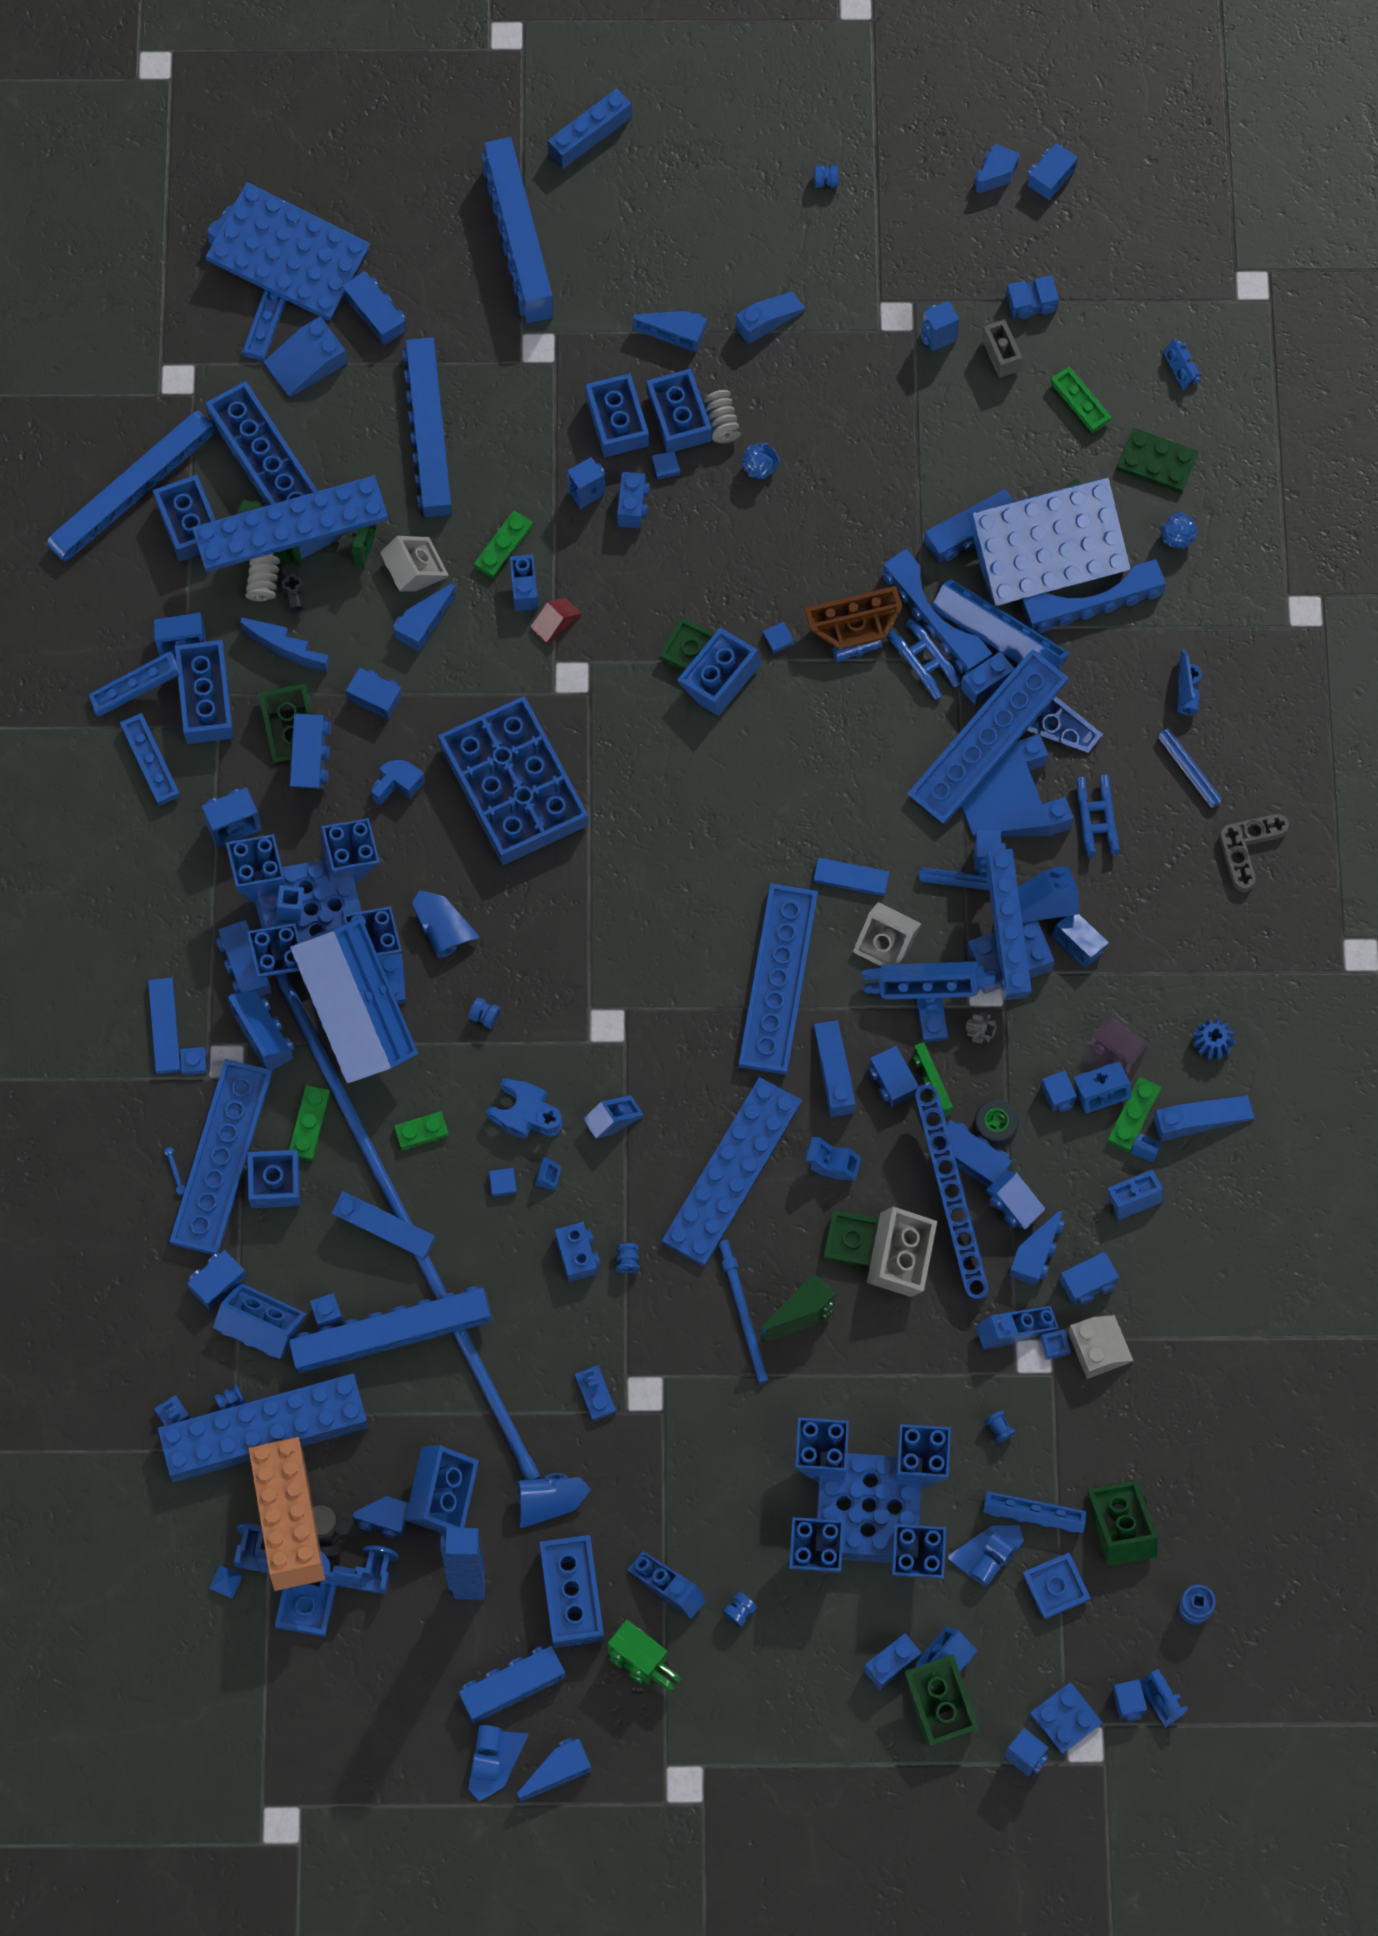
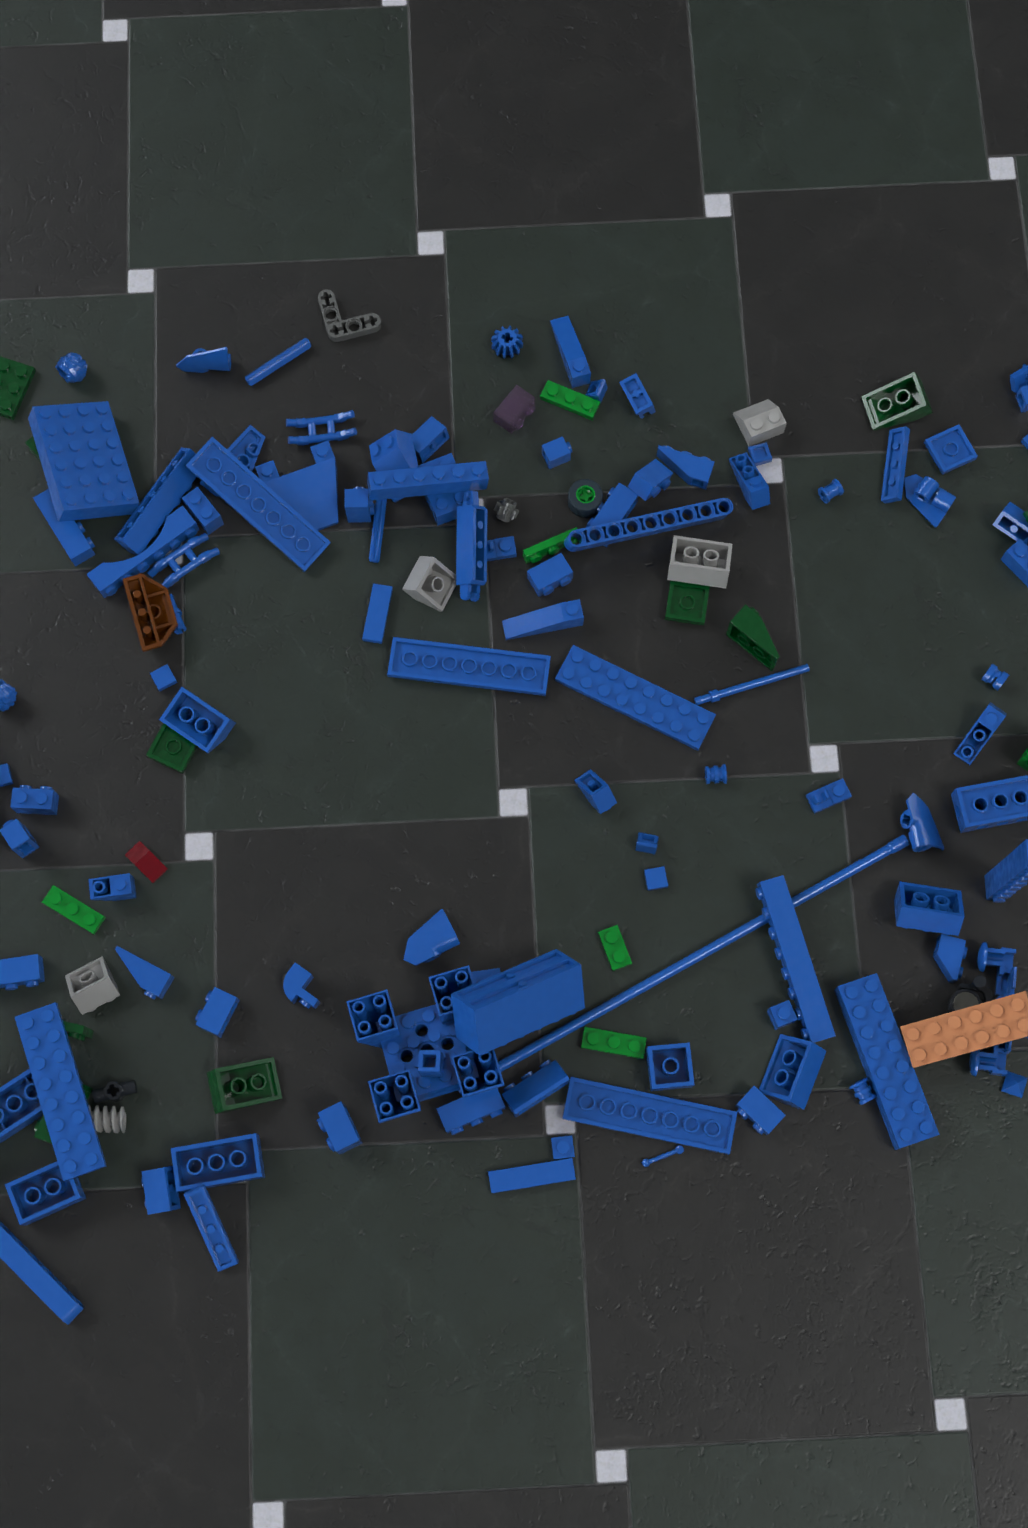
camera: 90 degrees left, 5 degrees up
(150, 759) = (281, 1209): blue plate -> none
(171, 1411) = (876, 1141): blue tile -> none
(278, 641) = (166, 1102): blue slope -> none
(310, 751) = (279, 1060): blue brick -> none
(383, 1224) = (704, 972): blue slope -> none
(484, 1013) = (510, 900): blue wheel -> none
(513, 780) = (299, 886): blue brick -> none
(528, 1112) = (595, 860): blue piece -> none
(576, 1251) = (713, 814): blue brick -> none
(832, 1161) = (624, 617): blue brick -> none
(897, 1538) = (932, 606): blue slope -> none
(1047, 610) = (140, 465): blue arch -> none
(1089, 1279) = (707, 428): blue brick -> none
(1102, 1087) = (558, 425): blue brick -> none
(1197, 1604) = (956, 350): blue wheel -> none

